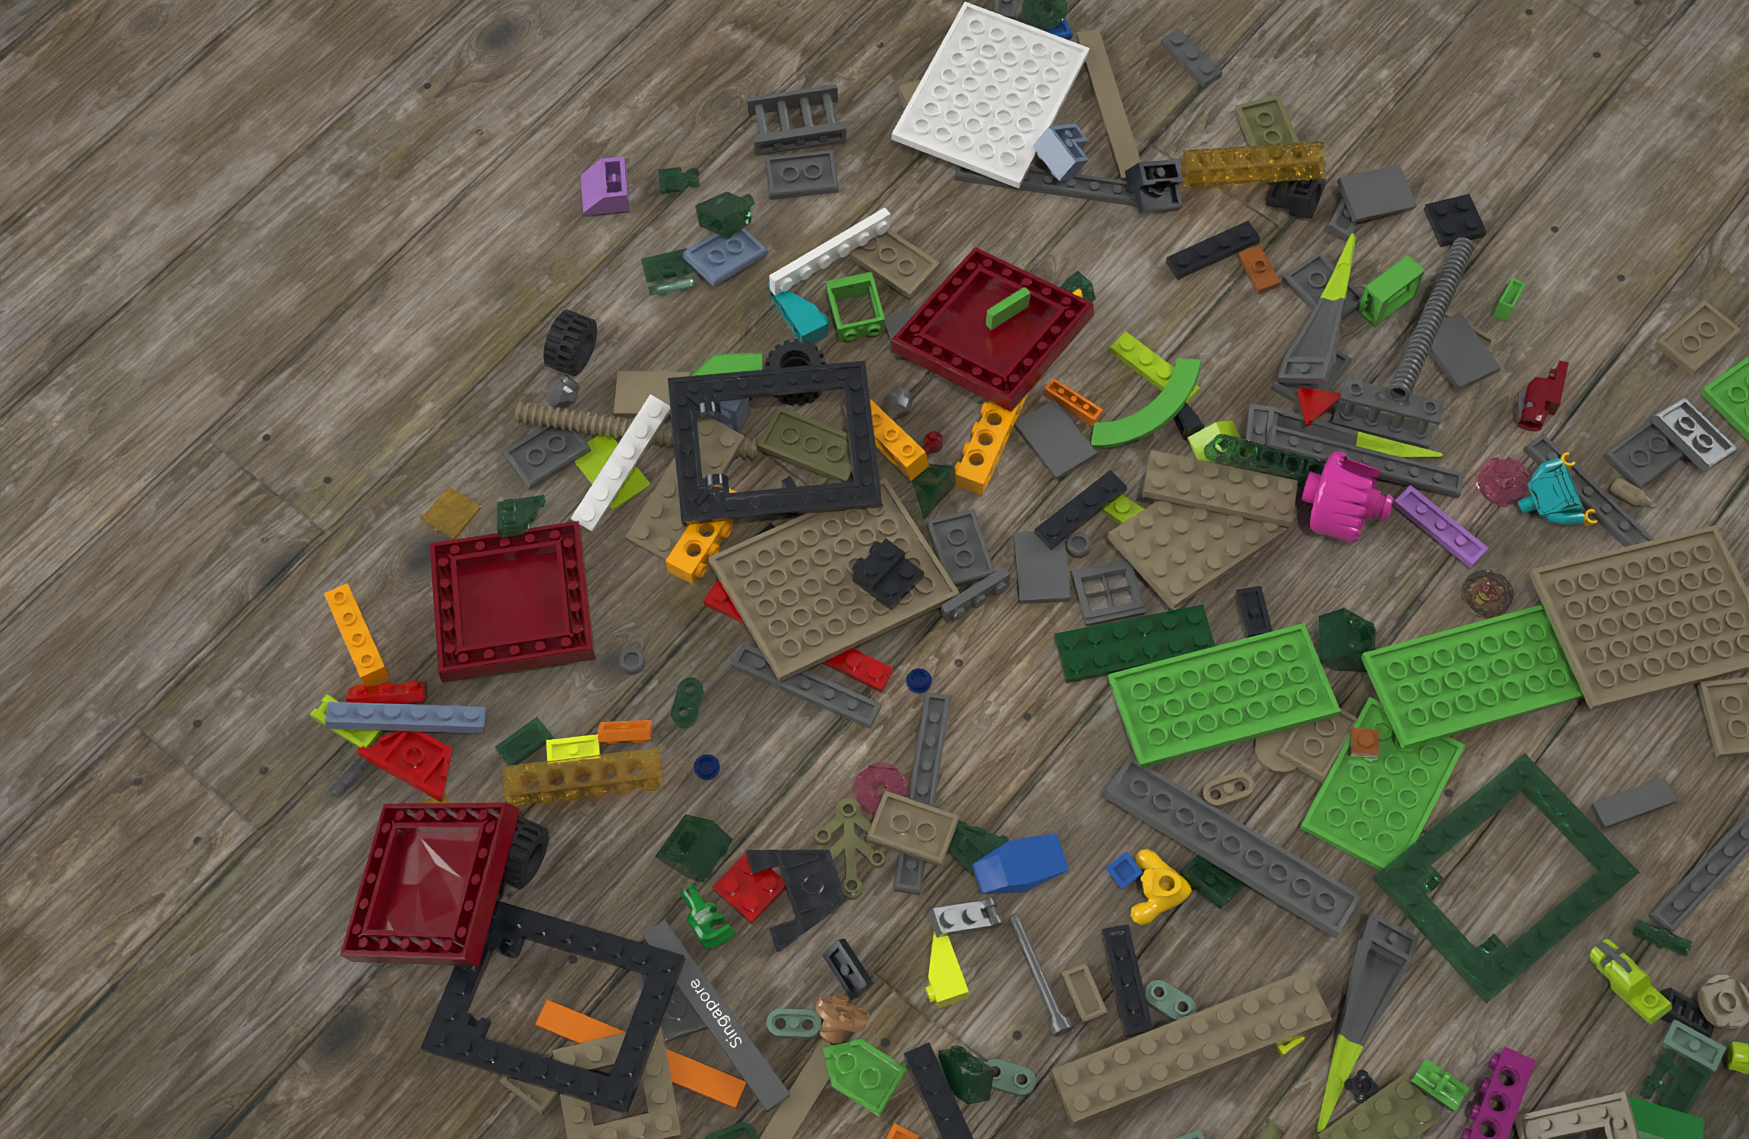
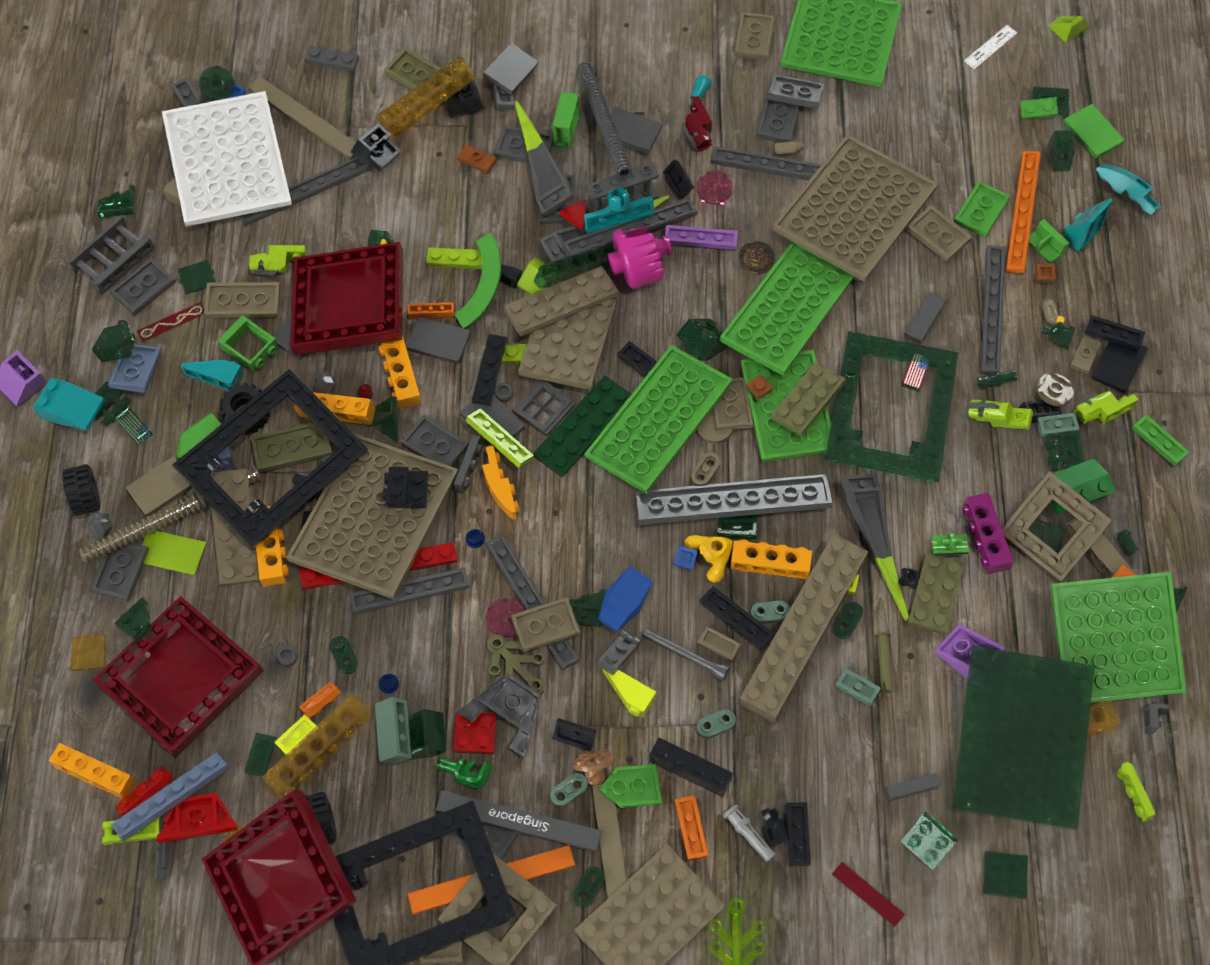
camera: 40 degrees left, 0 degrees up
(621, 463) = (179, 541): white plate -> none
(629, 246) = (68, 404): none -> teal slope
(668, 819) = (393, 731): none -> sand green brick
(674, 179) = (62, 344): clear green plate -> none
(676, 314) = (133, 426): none -> clear green tile
(797, 229) = (171, 321): none -> sticker
(829, 251) = (205, 321): white plate -> none
(845, 71) = (118, 204): none -> clear green wing
(862, 199) = (196, 276): none -> clear green piece
(955, 237) = (276, 260): none -> lime plate
(966, 1075) = (694, 738): clear green slope -> none
(989, 642) = (499, 486): none -> light orange slope
(1007, 308) = (348, 279): bright green tile -> none
(1029, 591) = (499, 438): none -> lime plate
(1061, 150) = (301, 164): sand blue brick -> none
(1212, 250) = (440, 165): black plate -> none
(1221, 959) = (778, 567): none -> light orange brick
(1251, 1079) = (849, 619): none -> clear green plate
(1363, 432) = (618, 211): none -> teal plate
(1409, 796) = (808, 399): none -> olive plate
(1454, 219) = (566, 56): black plate -> none
(1468, 443) = (678, 179): none -> black plate
(1509, 300) = (634, 82): bright green piece -> none
(1555, 494) = (750, 175): teal torso -> none
(1564, 861) = (914, 375): none -> tile
(1583, 355) = (701, 86): none -> teal cone

